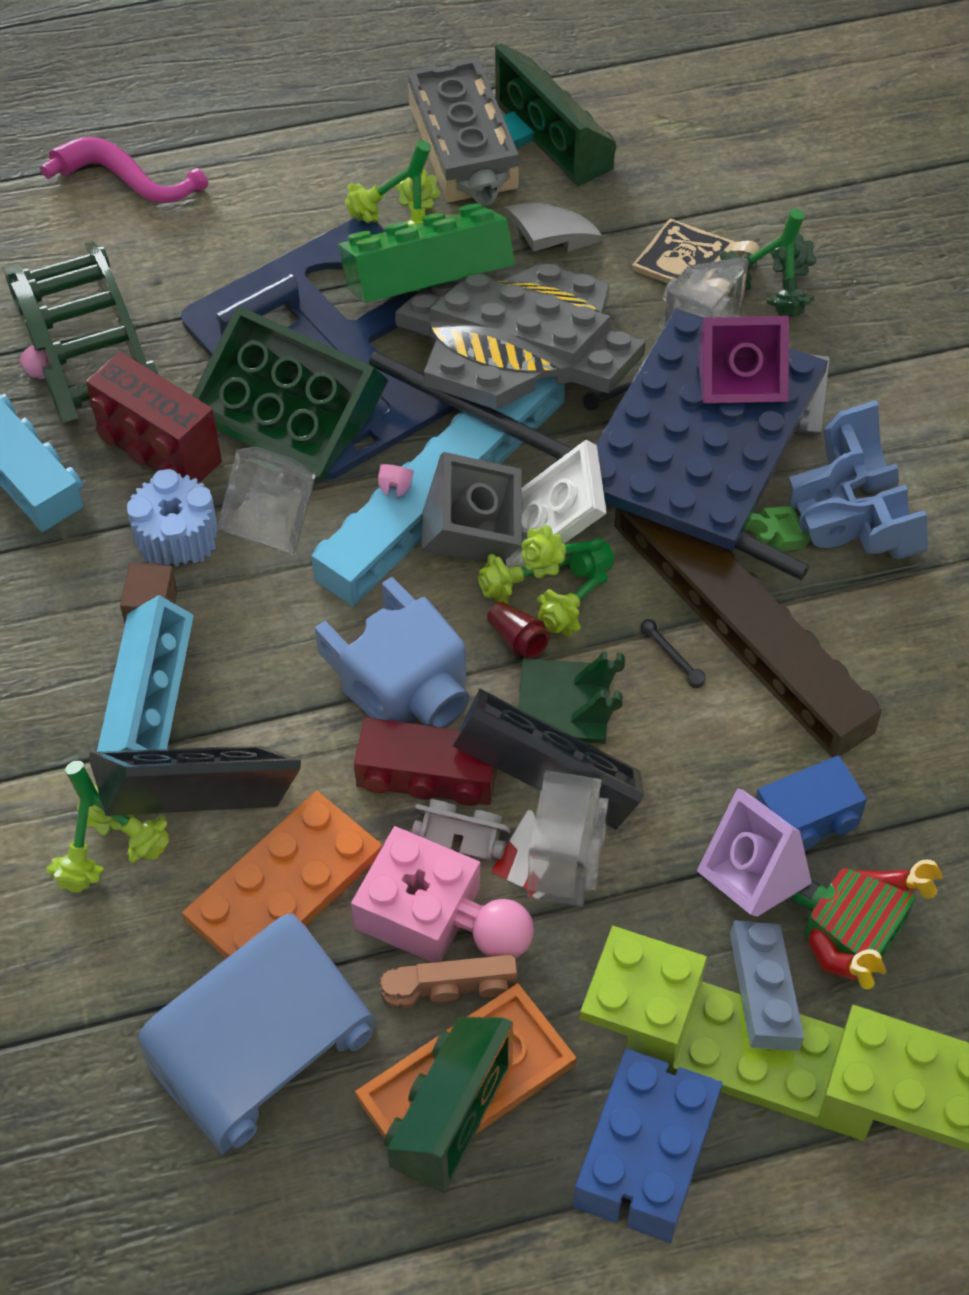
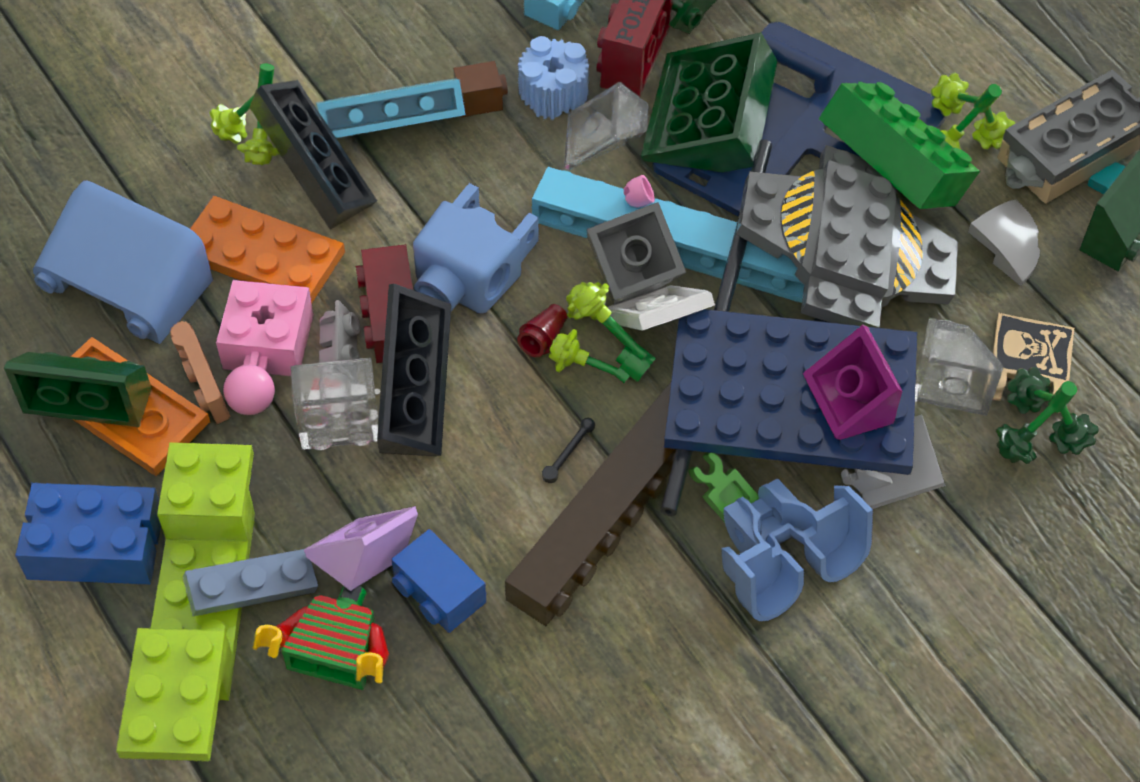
camera: 70 degrees right, 0 degrees up
(572, 694) = (487, 382): dark green plate -> none

